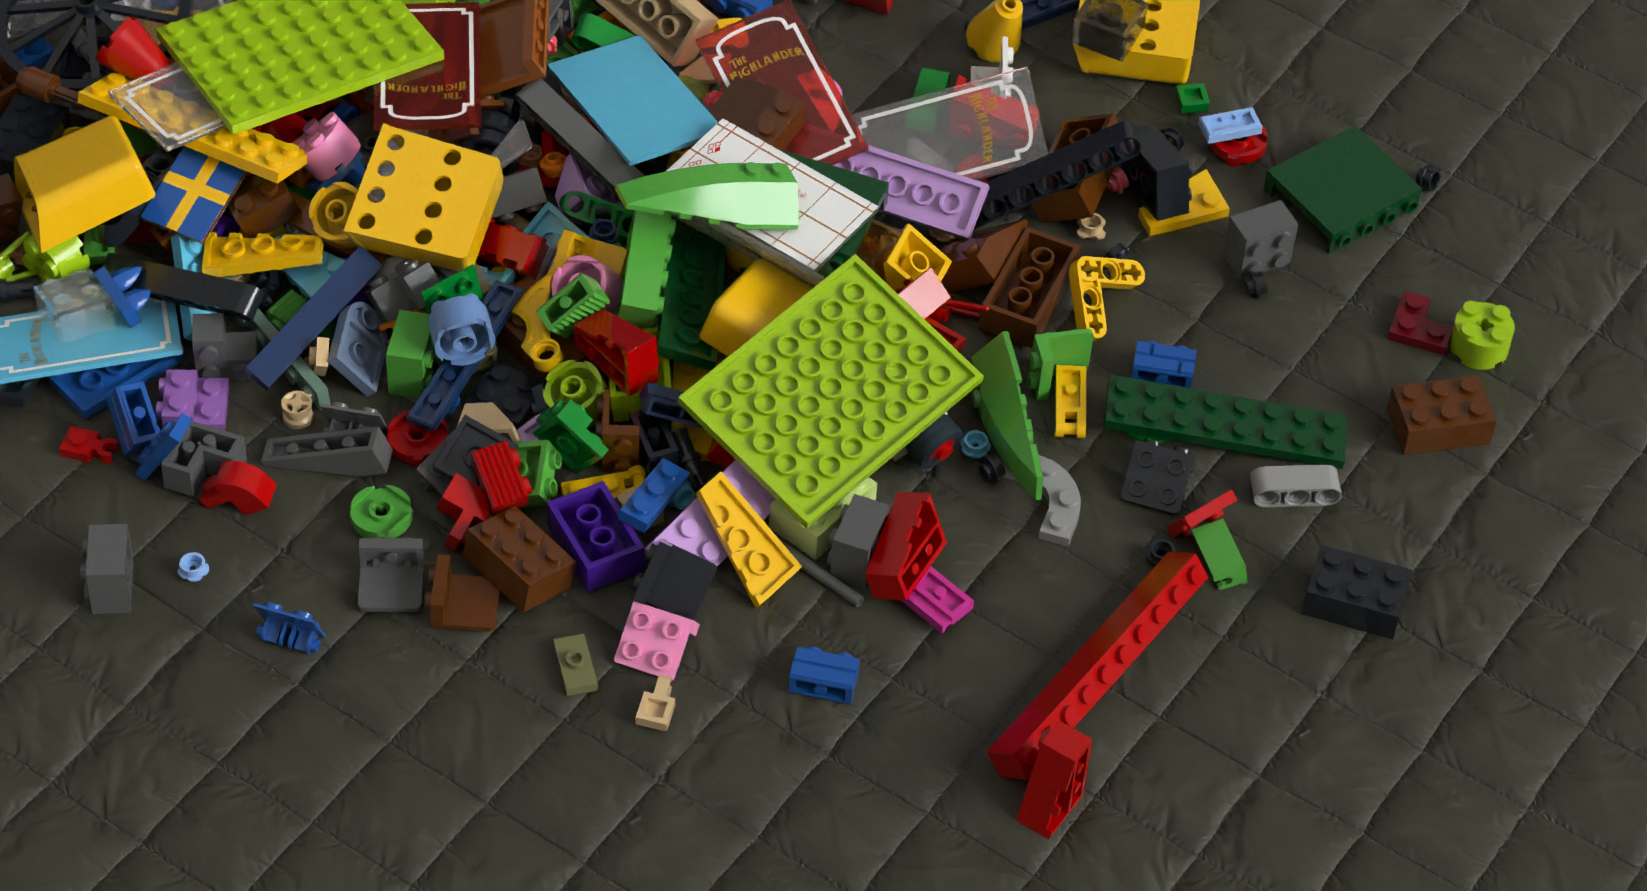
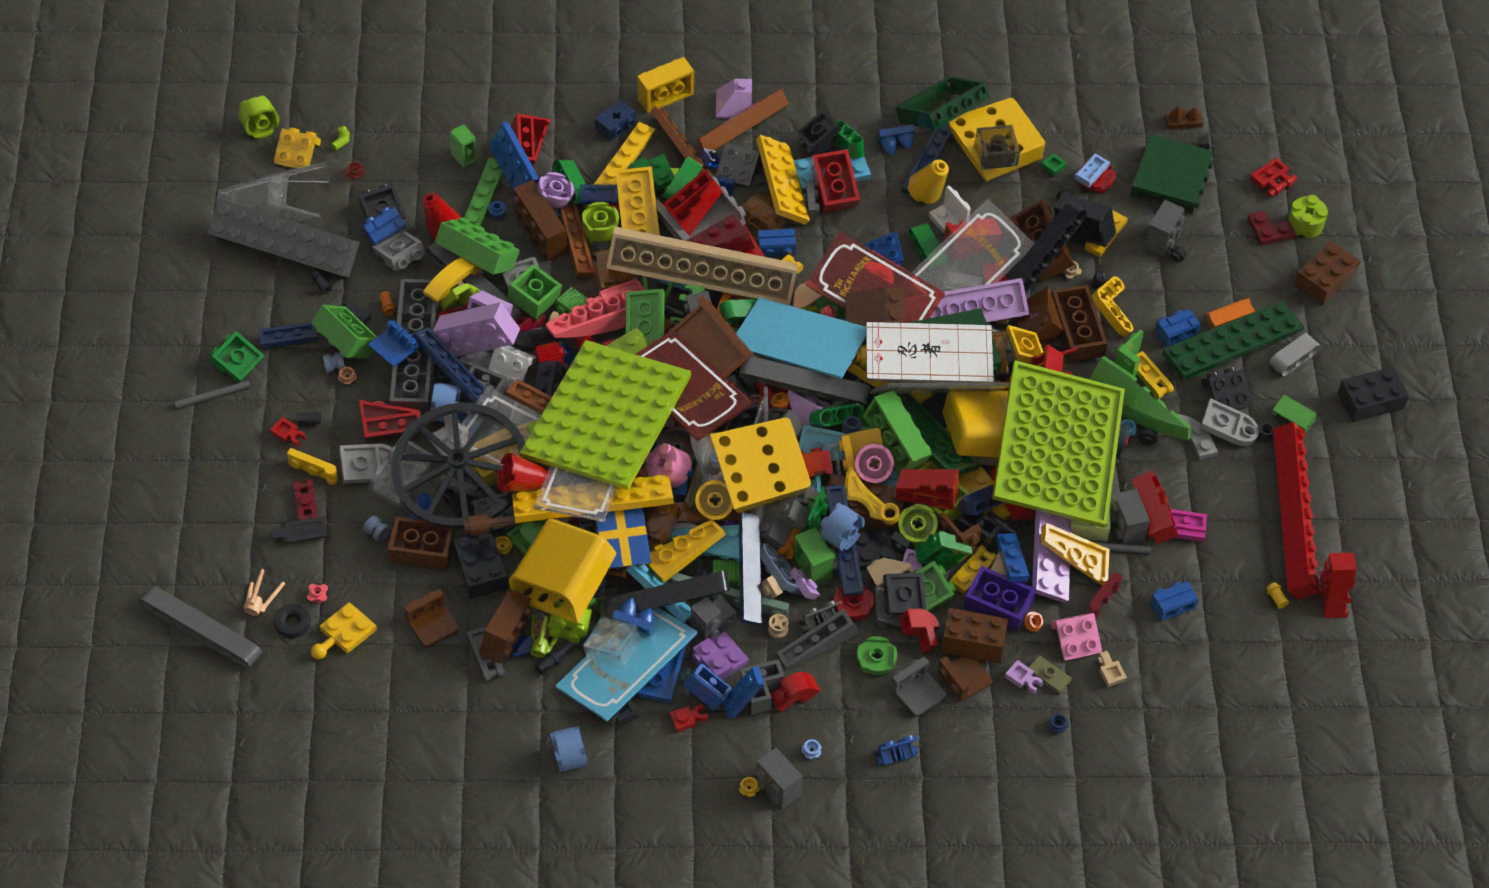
camera: 35 degrees left, 5 degrees up
(69, 559) = (749, 781): none -> yellow plate
(371, 382) = (805, 585): none -> lavender plate
(500, 477) = (932, 597): red brick -> none
(526, 718) = (1058, 718): none -> dark blue plate
(536, 643) = (1022, 675): none -> lavender plate
(572, 304) = (886, 477): bright green brick -> none
(625, 586) = (1037, 621): none -> orange plate
(674, 579) = (1062, 597): black bracket -> none
(732, 192) = (927, 365): bright green wedge -> none
(737, 614) = (1105, 594): none -> dark red plate
(868, 80) = (888, 247): none -> blue hinge
(975, 745) = (1277, 595): none -> yellow pin
(1115, 514) = (1229, 424): none -> light grey plate
(1209, 511) = (1268, 398): red plate -> none
(1255, 387) = (1229, 313): none -> orange piece
(1428, 138) = (1183, 119): none -> reddish brown tile
(1484, 259) = (1269, 174): none -> red plate

